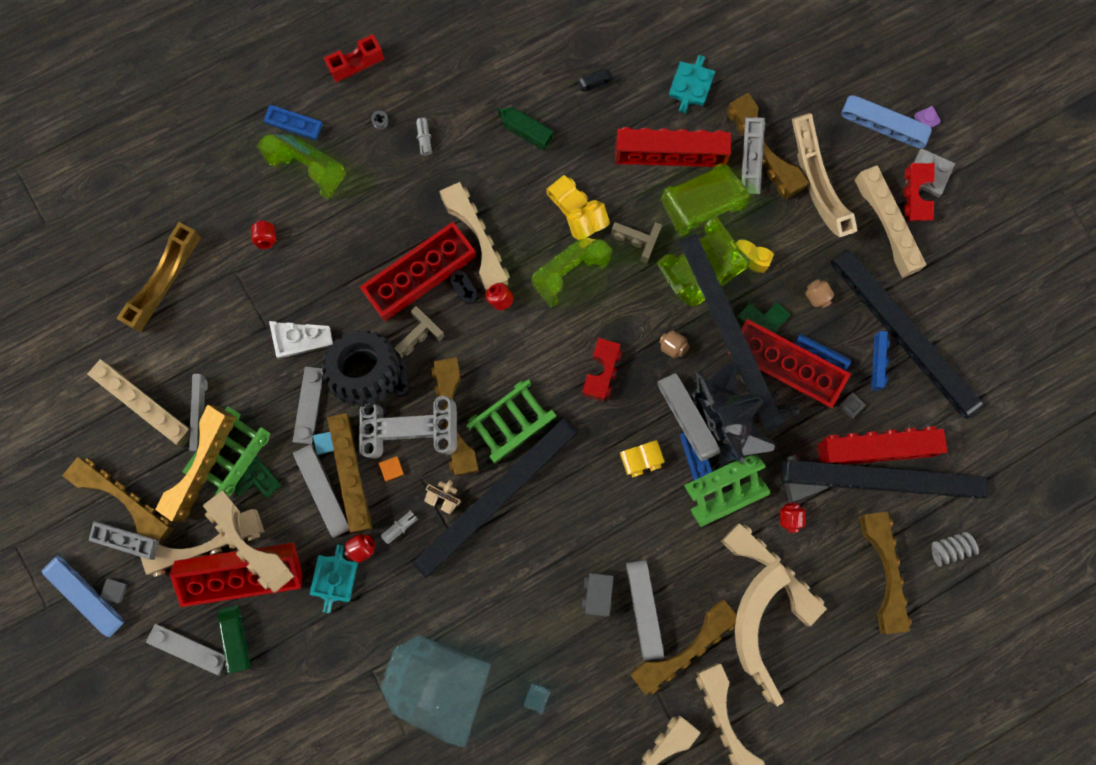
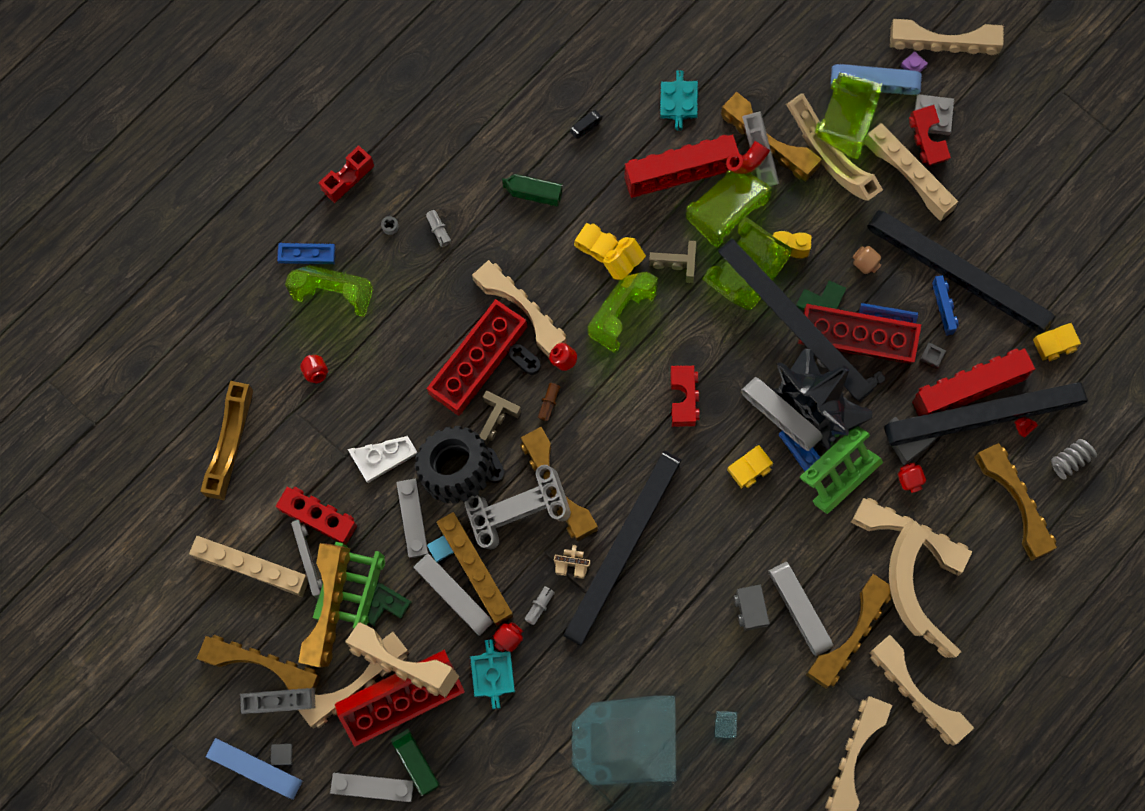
camera: 10 degrees left, 5 degrees down
(196, 356) = (340, 533): none -> red brick
(391, 469) = (513, 553): orange tile -> none
(472, 335) = (548, 402): none -> reddish brown axle
(513, 440) = (621, 488): bright green fence -> none
(674, 344) = (745, 350): medium nougat head -> none
(737, 164) = (749, 161): none -> red cylinder
(849, 147) = (849, 114): none -> clear neon green windscreen
(918, 502) = (1025, 426): none -> red tile
(932, 88) = (910, 35): none -> tan arch
(976, 430) = (1056, 342): none -> yellow brick

